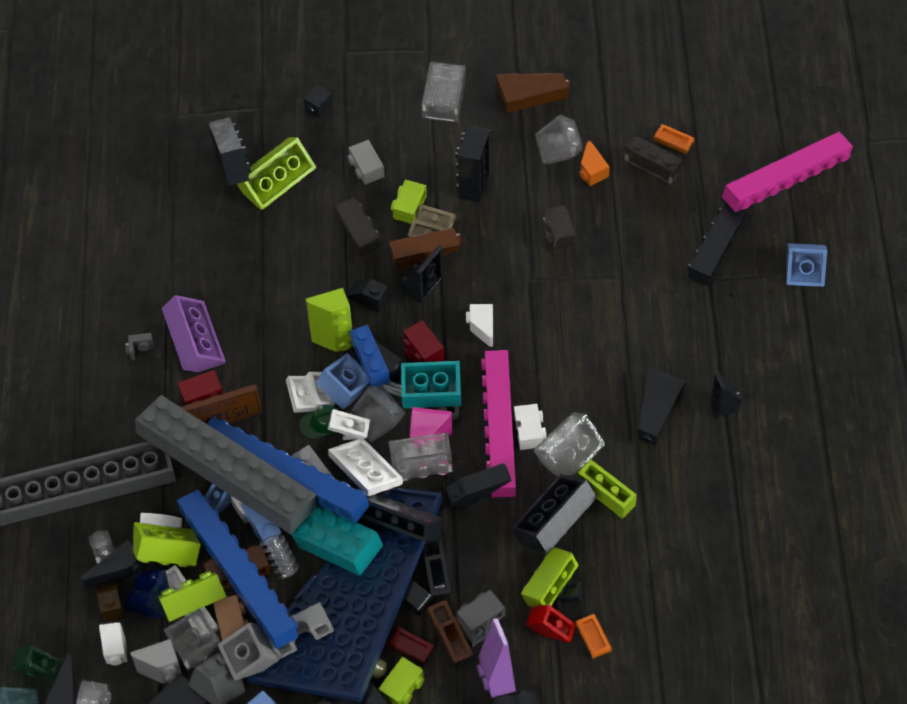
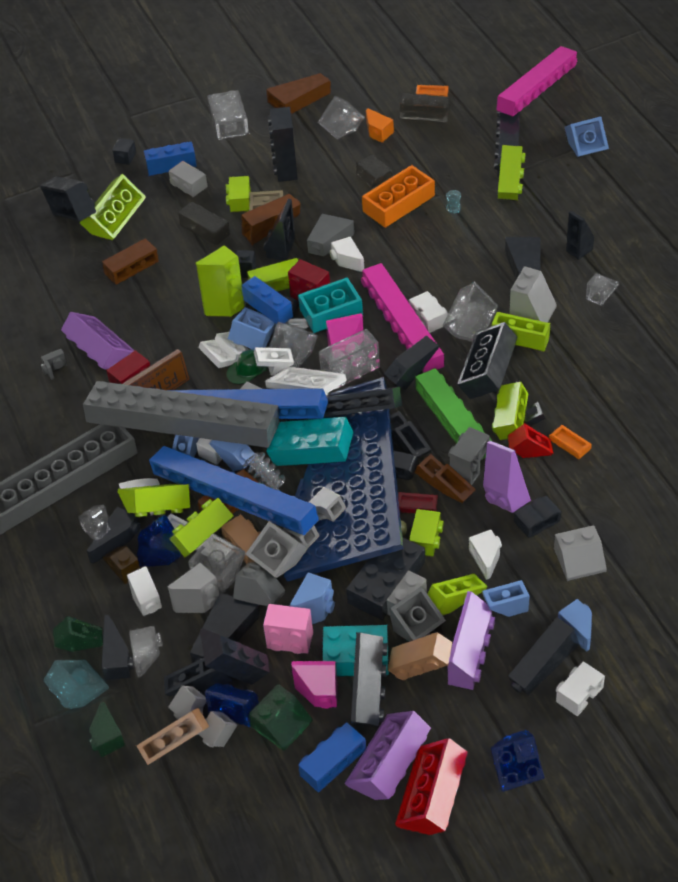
camera: 20 degrees left, 10 degrees down
(264, 247) = (130, 261): none -> reddish brown brick
(359, 128) = (165, 158): none -> blue brick
(392, 322) = (274, 275): none -> lime brick
(475, 288) = (326, 231): none -> dark grey slope
(493, 553) = (445, 404): none -> bright green brick
(567, 269) = (398, 196): none -> orange brick
(622, 296) = (453, 201): none -> clear light blue bush
(635, 456) = (531, 296): none -> light grey slope
(696, 285) = (511, 172): none -> lime brick
(719, 464) = (600, 288): none -> clear slope

